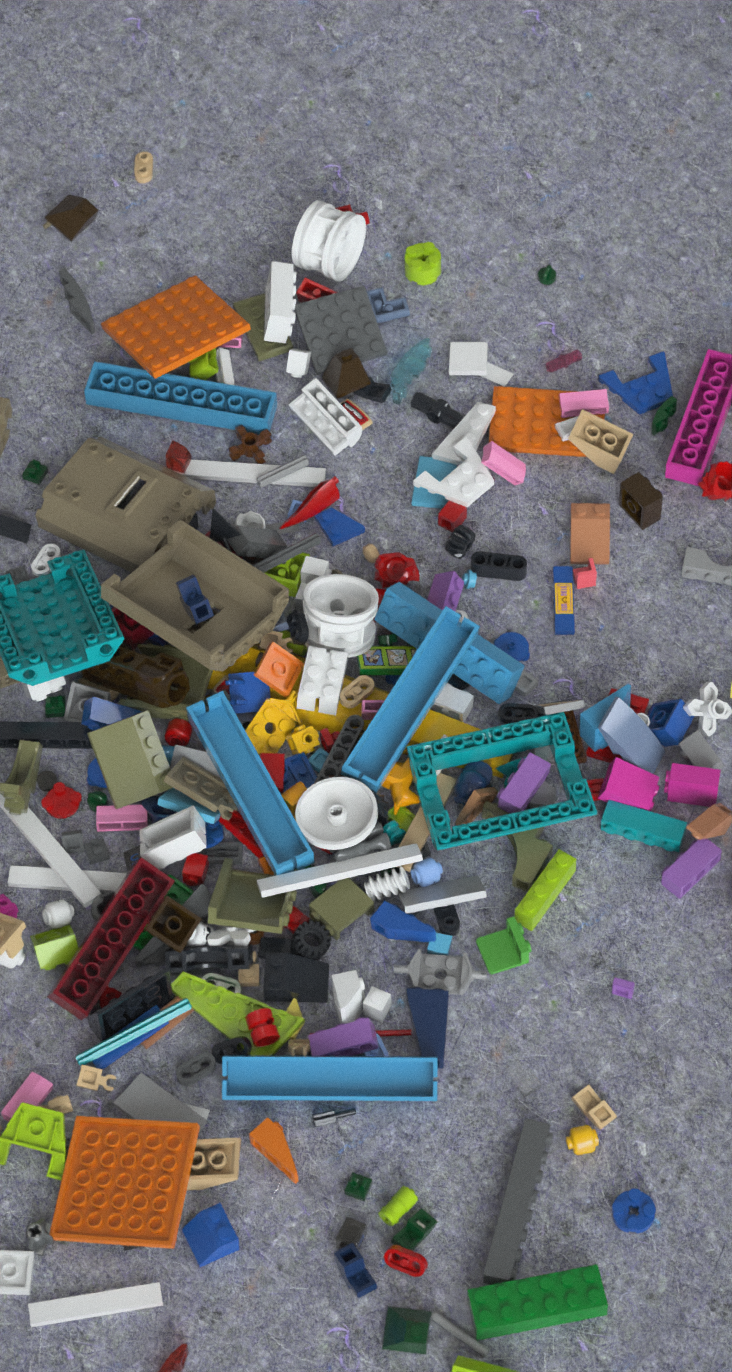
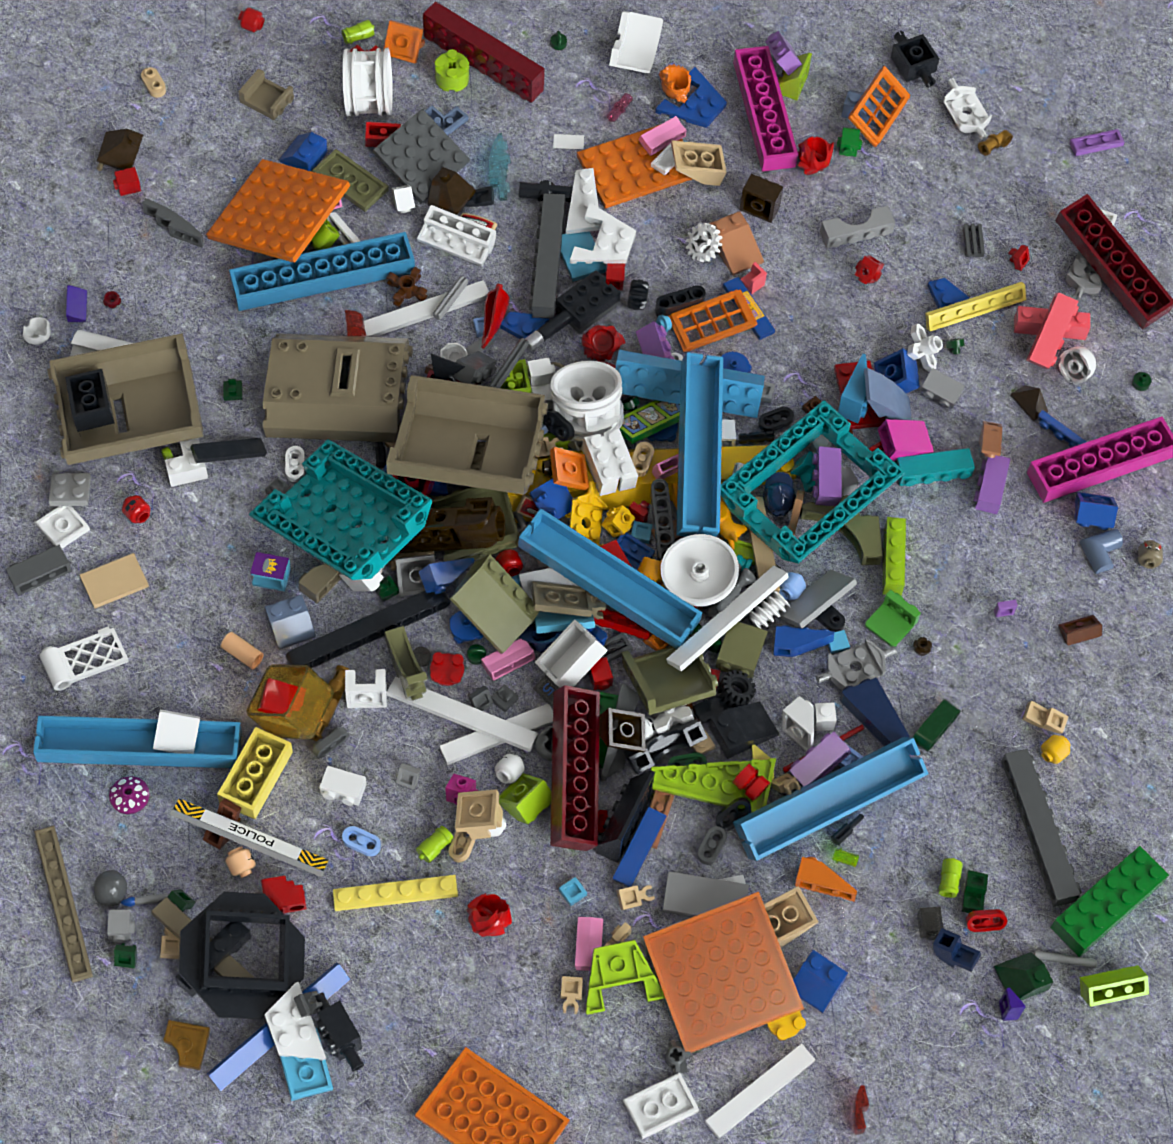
camera: 35 degrees left, 5 degrees up
(45, 1048) = (572, 891): none -> medium azure tile
(60, 247) = (127, 181): none -> red brick
(133, 1032) = (644, 840): axle -> none
(157, 1259) = (787, 1026): none -> yellow piece
(193, 600) = (468, 442): dark blue brick -> none
(235, 218) = (265, 95): none -> dark tan panel
(238, 285) = (305, 151): none -> blue slope
(267, 144) = (251, 20): none -> red head
(279, 302) = (358, 152): white brick -> none
(307, 1135) = (845, 857): none -> clear neon green pin
(358, 1186) = (906, 877): dark green tile -> none
(360, 193) = (358, 32): none -> lime piece
(370, 553) = (569, 336): tan tile -> none
(370, 1346) = (1010, 1006): none -> dark purple slope
(394, 218) = (404, 41): none -> orange bracket
(398, 471) = (548, 257): none -> dark grey brick
(398, 529) = (579, 308): none -> black piece
(462, 257) = (484, 52): none -> dark red brick
(468, 358) = (541, 137): white tile -> none
(480, 1063) = (936, 725): none -> dark green beam
(482, 594) = (743, 306): none -> orange piece
(484, 721) = (754, 437): none -> black axle
(503, 463) = (632, 213): bright pink piece -> none
(514, 989) = (922, 650): none -> dark brown plate
(556, 519) = (703, 242): none -> white gear
(560, 706) = (812, 397): light grey tile -> none
(621, 306) = (637, 42): none -> white panel
(631, 357) = (675, 82): none -> orange hair
(633, 1223) = (1137, 780): blue plate -> none
(660, 419) = (730, 121): dark green slope -> none
(687, 1044) = (1080, 630): none -> reddish brown slope
(692, 784) = (954, 415): dark pink brick -> none
(704, 612) = (869, 269): none -> red brick

